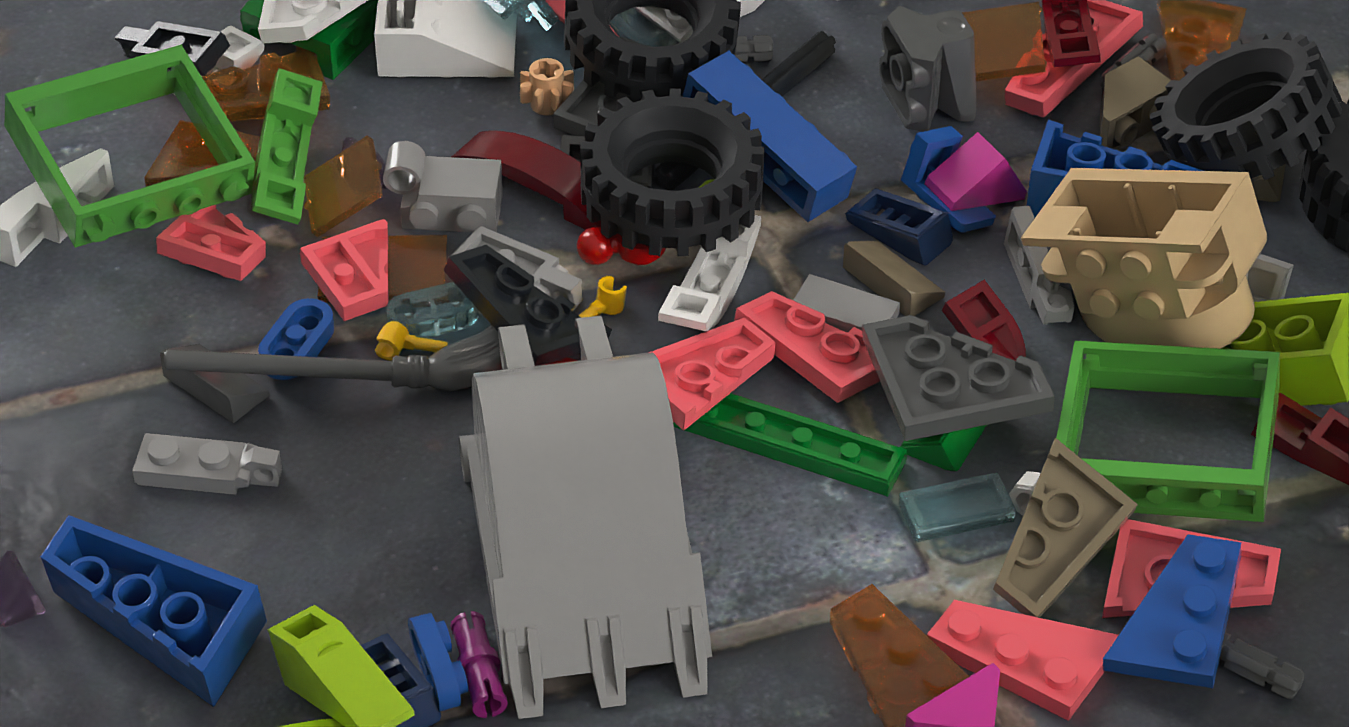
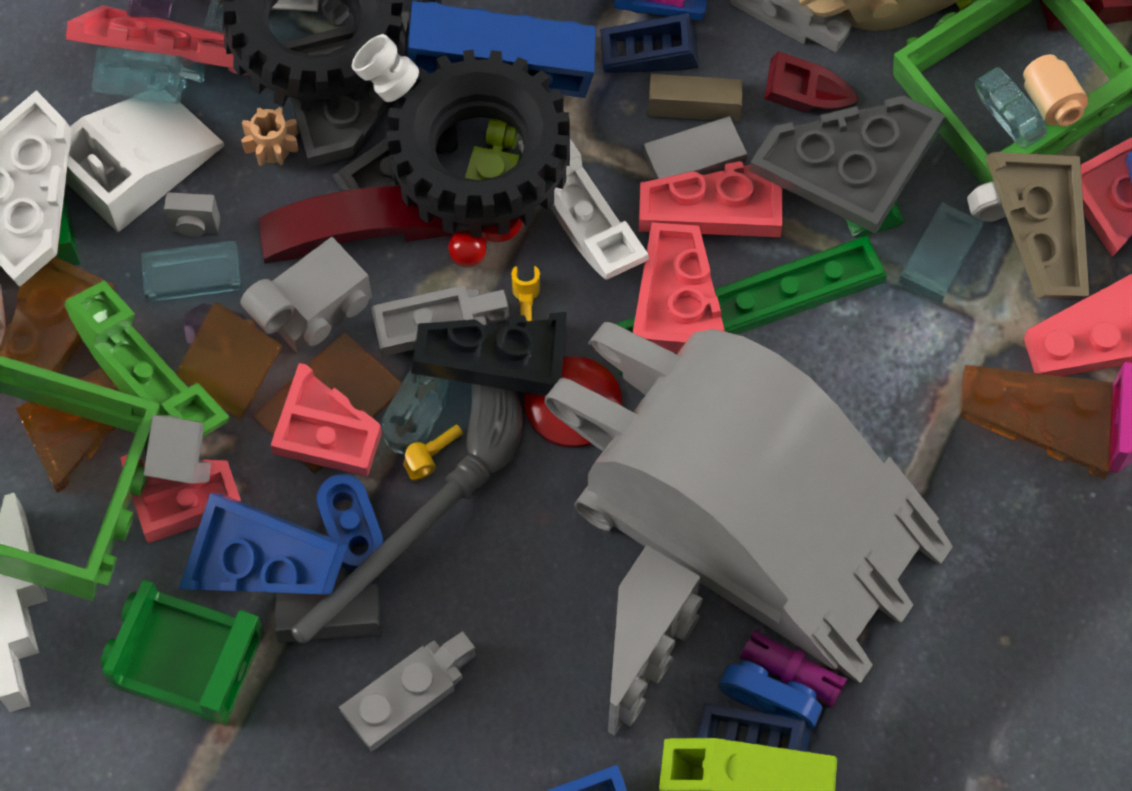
camera: 45 degrees left, 20 degrees up
(92, 325) = (181, 653): none -> green panel
(206, 296) = (259, 553): none -> blue wing
(225, 191) = (175, 450): none -> light grey panel
(383, 540) = (653, 610): none -> light grey slope
(391, 123) = (191, 271): none -> clear light blue tile
(435, 93) = (192, 214): none -> light grey plate
(651, 79) = (389, 71): none -> white wheel
(1112, 425) = (1011, 107): none -> clear light blue beam
(1161, 435) = (1055, 91): none -> light nougat brick

